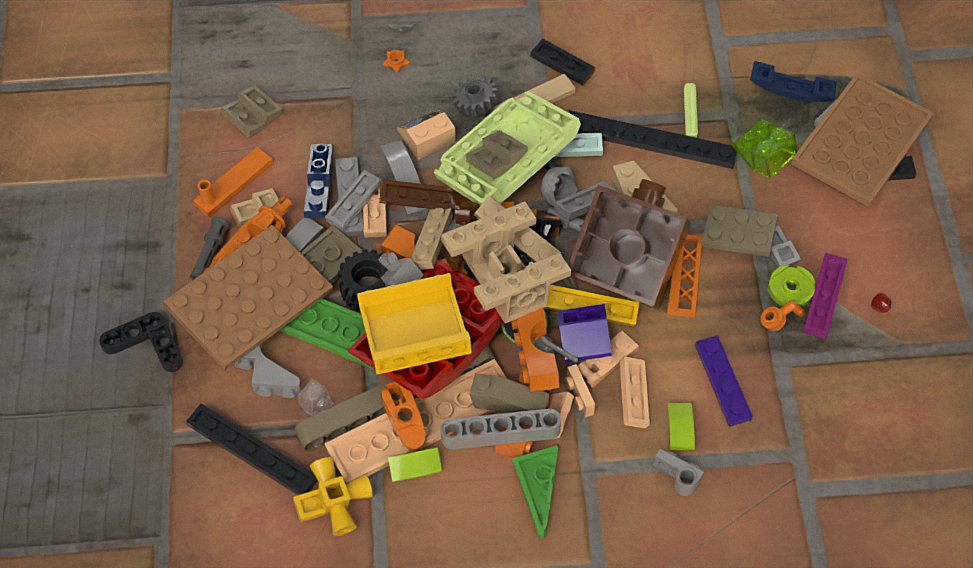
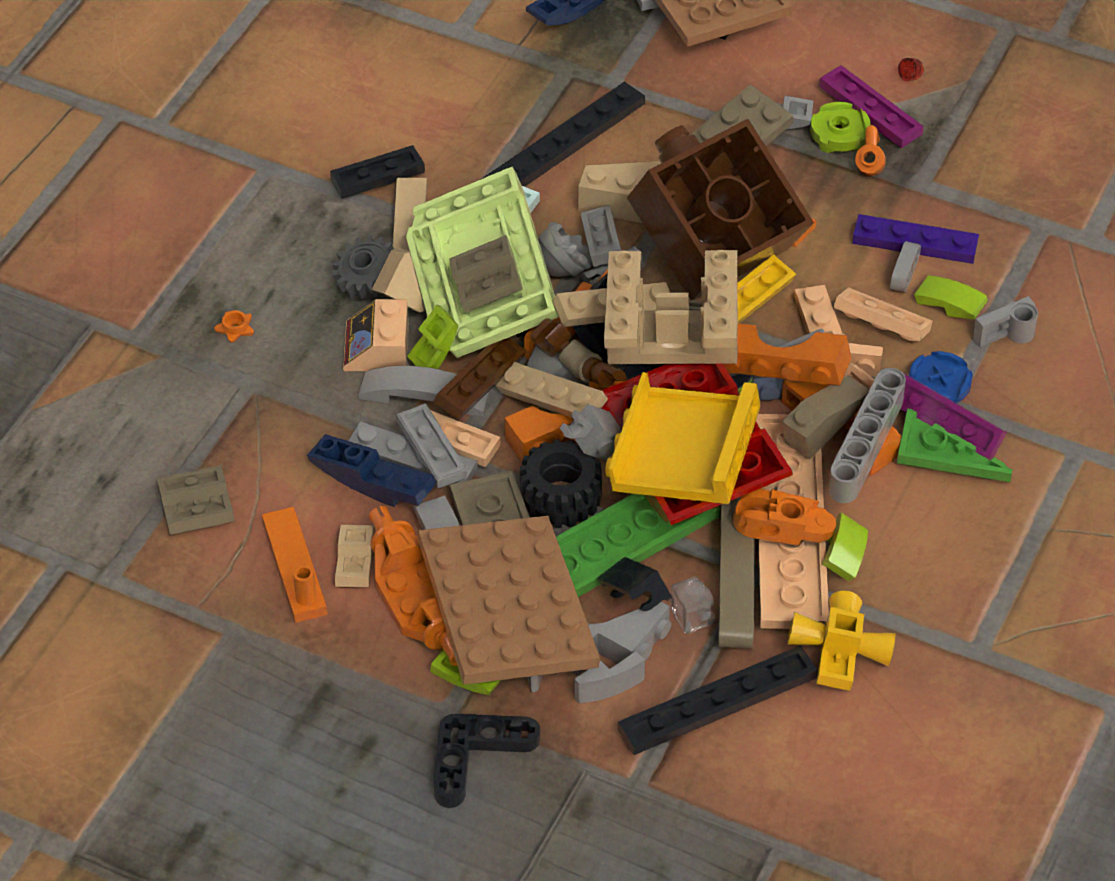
camera: 60 degrees left, 10 degrees down
(213, 240) = (375, 617): dark grey pin -> none
(229, 381) = (605, 682): none -> light grey slope
(306, 358) = (635, 580): none -> black hinge
(433, 159) = (437, 338): none -> lime slope
(465, 116) = (399, 280): none -> tan slope
(567, 471) = (954, 418): none -> magenta plate
(585, 332) = (785, 310): slope -> none
(605, 454) = (944, 374): none -> blue tile
(688, 385) = (905, 266): none -> light grey beam
(690, 104) = (539, 97): yellowish green axle -> none
(766, 147) = (646, 56): clear neon green slope -> none

